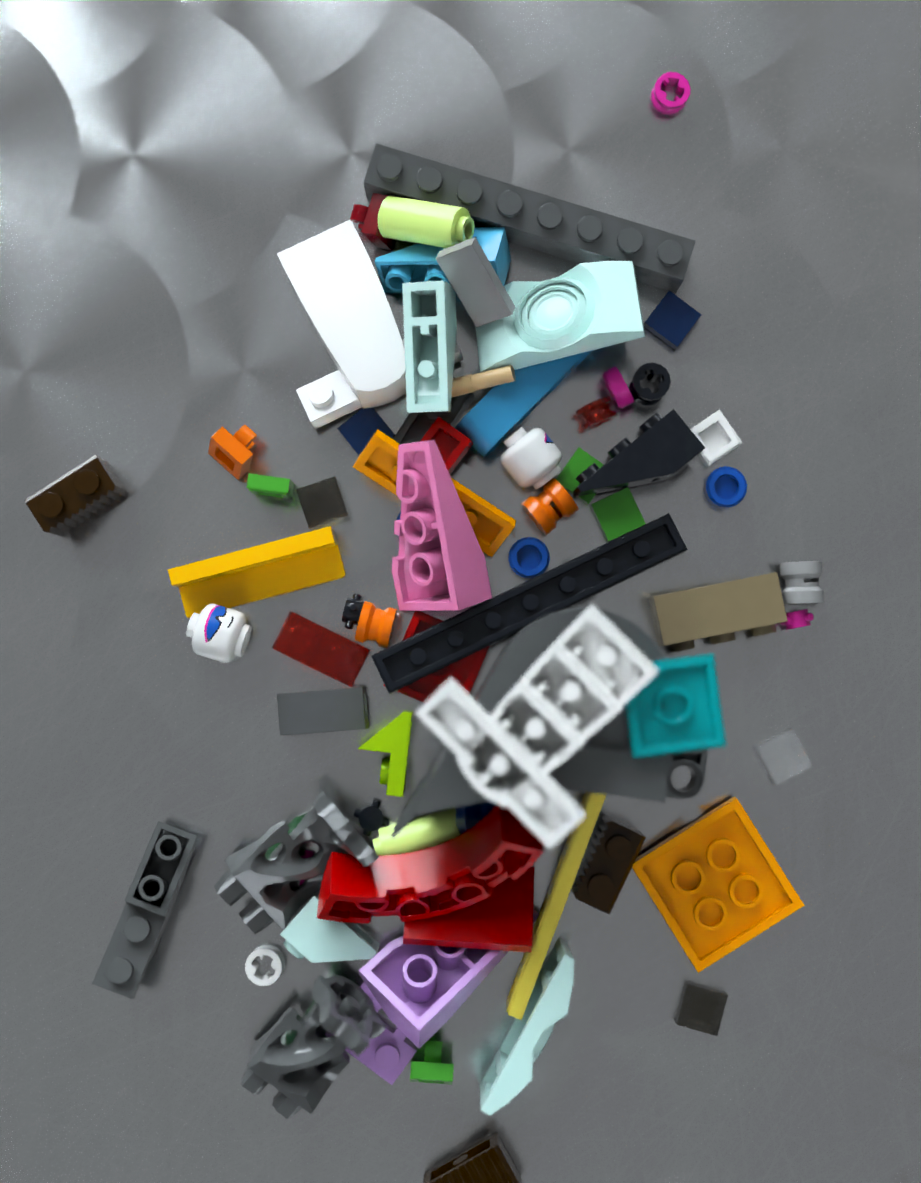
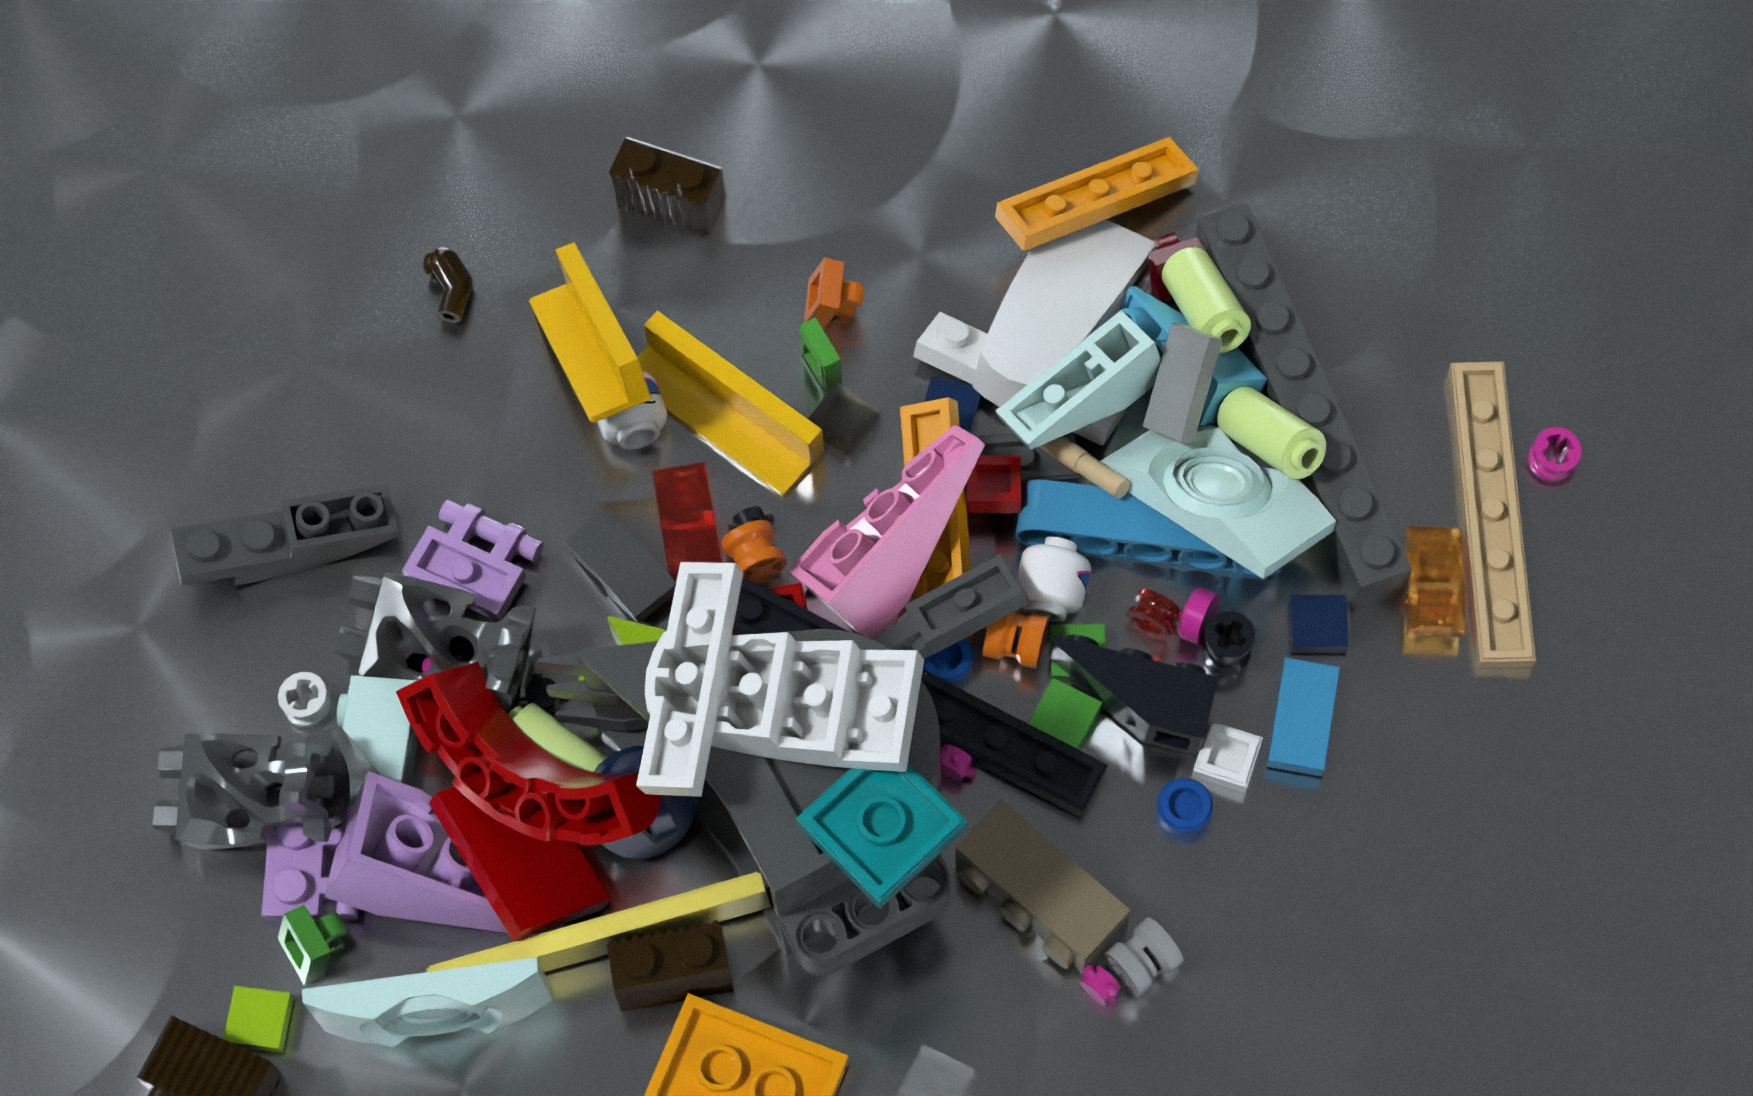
camera: 60 degrees right, 20 degrees down
(38, 678) = (454, 278): none -> dark brown arm
(158, 630) = (589, 341): none -> yellow panel
(255, 811) = (457, 564): none -> lavender plate
(293, 231) = (1096, 193): none -> light orange plate
(454, 1127) = (258, 1019): none -> lime tile
(517, 536) = (957, 609): none -> dark grey hinge
(548, 254) = (1271, 432): none -> yellowish green brick
(601, 601) = (956, 763): none -> dark pink piece
(678, 161) = (1491, 516): none -> tan tile
(715, 239) = (1436, 583): none -> clear orange slope
(722, 374) = (1303, 717): none -> dark azure tile

